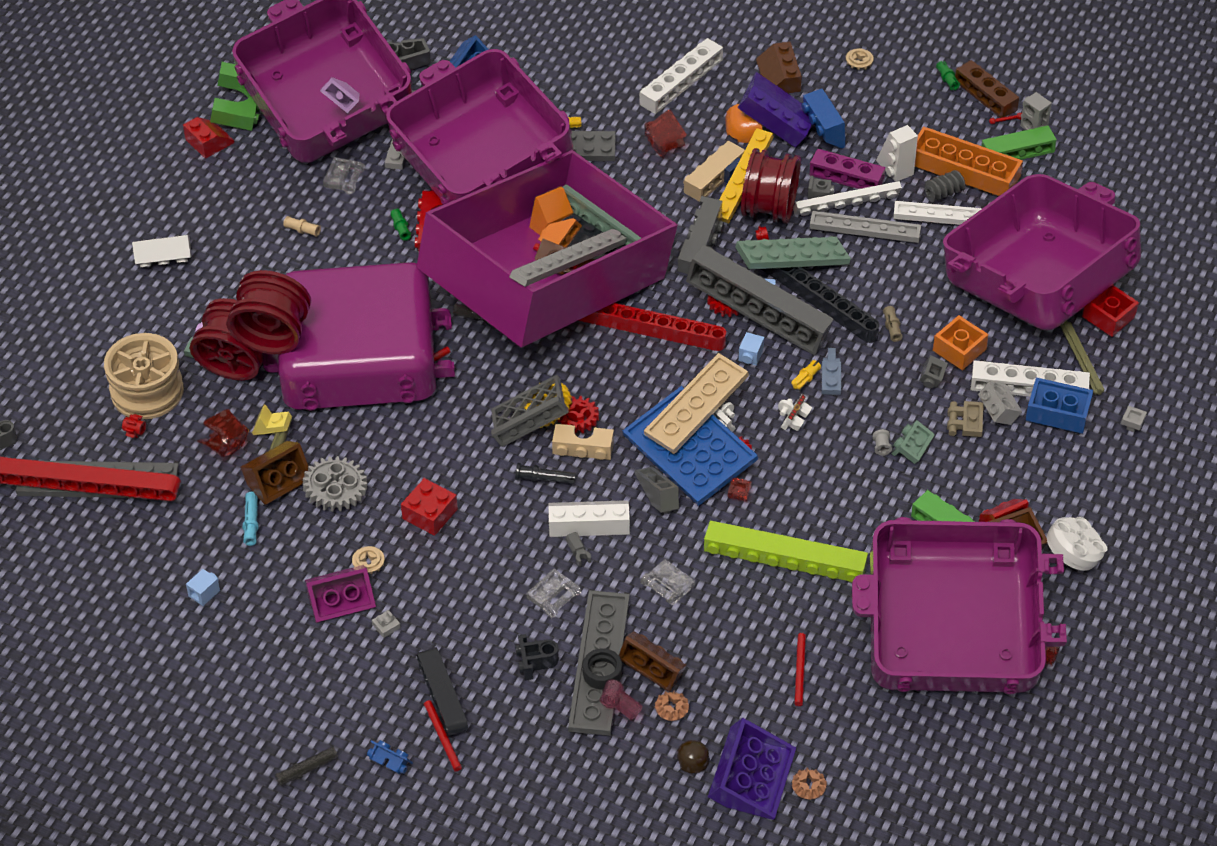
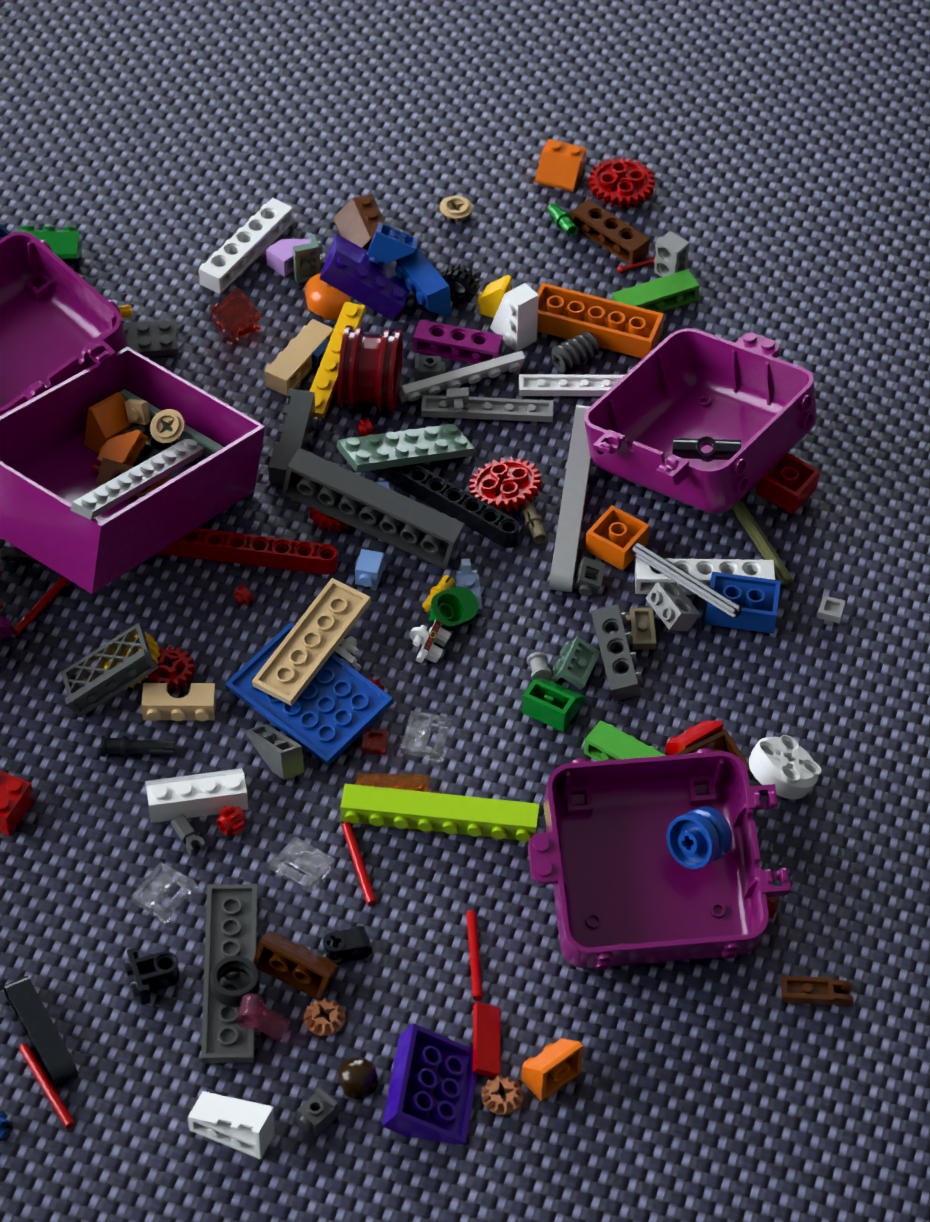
camera: 10 degrees left, 0 degrees up
(478, 355) = (40, 605): none -> red bar
(530, 62) = (64, 243): none -> green slope
(575, 204) = (137, 411): none -> tan plate
(588, 781) = (233, 1123): none -> white wedge
(603, 212) = (158, 430): none -> tan gear
(614, 541) = (231, 820): none -> red gear
(645, 361) = (243, 595): none -> red plate
(657, 780) = (317, 1112): none -> dark grey brick
(697, 649) = (348, 944): none -> black piece
(714, 586) = (359, 864): none -> red bar
(715, 86) = (281, 255): none -> lavender slope
(730, 92) = (307, 260): none -> sand green bracket
(760, 524) = (412, 782): none -> clear orange plate
(776, 485) = (418, 734): none -> clear plate
(799, 84) = (390, 244): none -> blue slope
(801, 738) = (486, 1039): none -> red tile
(817, 386) = (453, 606): none -> green piece
(840, 216) = (457, 398): none -> light grey tile
(853, 766) = (552, 1067): none -> orange slope
(861, 125) = (469, 283): none -> black tyre
(873, 289) = (506, 483): none -> red gear
(880, 133) = (492, 296): none -> yellow slope
(888, 472) = (551, 703): none -> green slope
(925, 315) = (571, 507): none -> light grey beam
(948, 463) = (621, 685): none -> dark grey brick
(952, 29) = (561, 165): none -> orange slope
(995, 592) = (699, 837): none -> blue wheel
(1001, 48) = (621, 182): none -> red gear
(1012, 381) = (687, 580): none -> axle
(1031, 274) = (691, 448): none -> black piece
(1080, 728) = (816, 991): none -> reddish brown hinge

